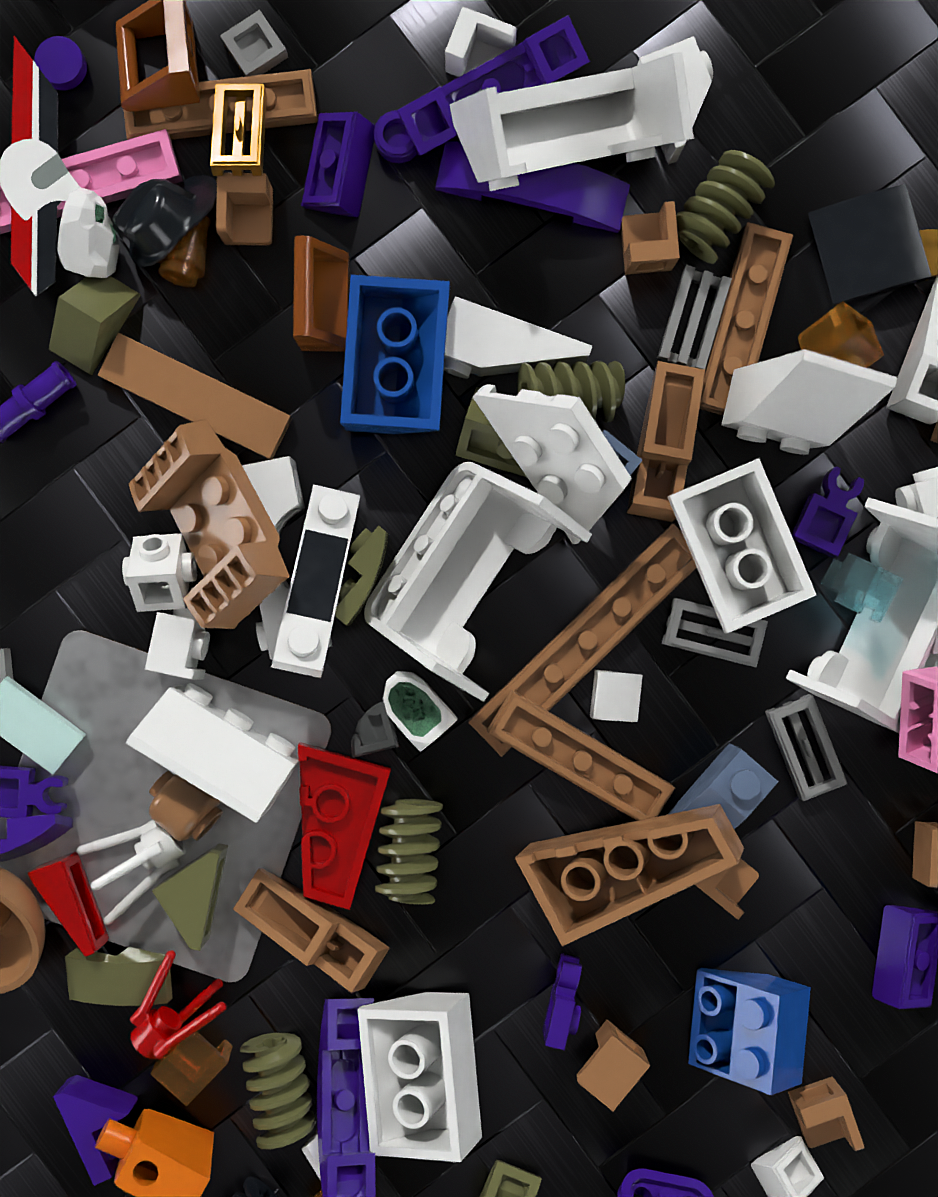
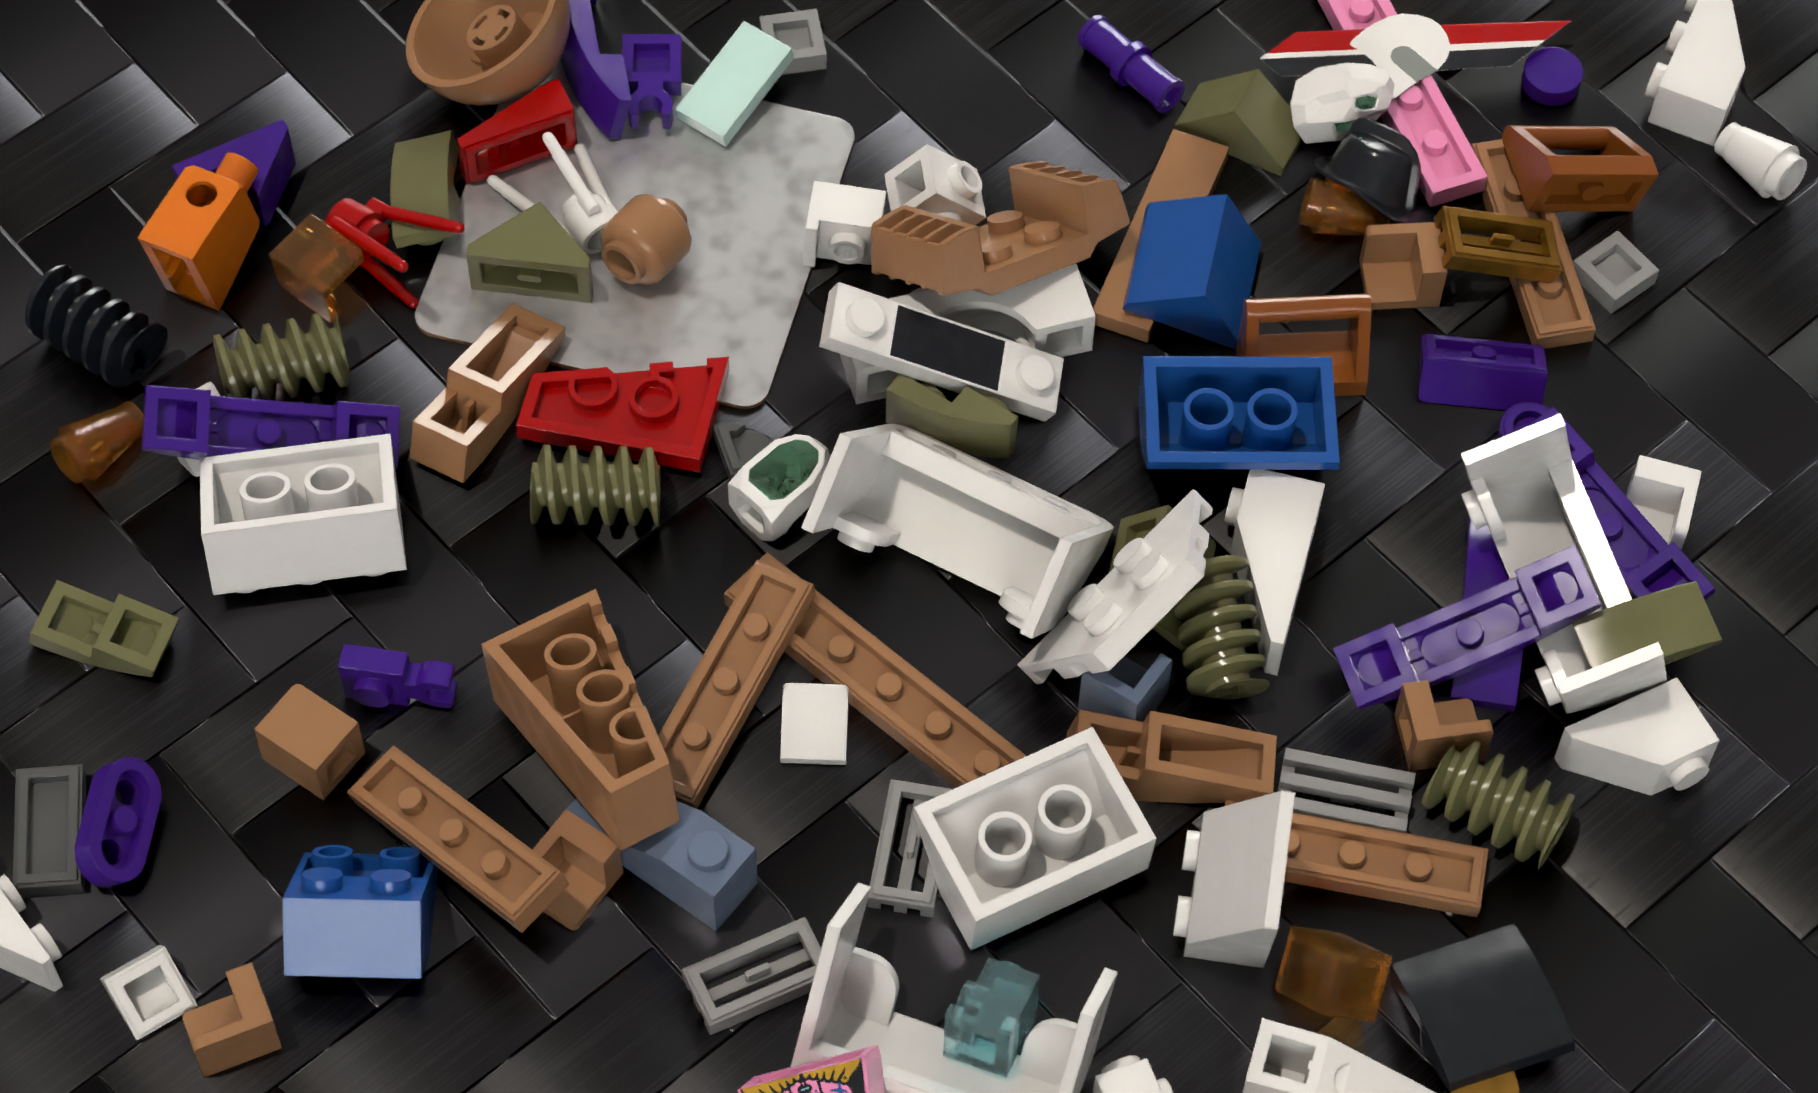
camera: 80 degrees right, 30 degrees down
(215, 750) = (715, 261): white slope -> none
(238, 375) = (1194, 267): none -> blue slope
(588, 205) = (1471, 631): none -> slope
(611, 70) = (1670, 616): none -> olive slope
(707, 961) = (458, 838): none -> medium nougat tile
(826, 519) = (1077, 961): dark purple plate -> none

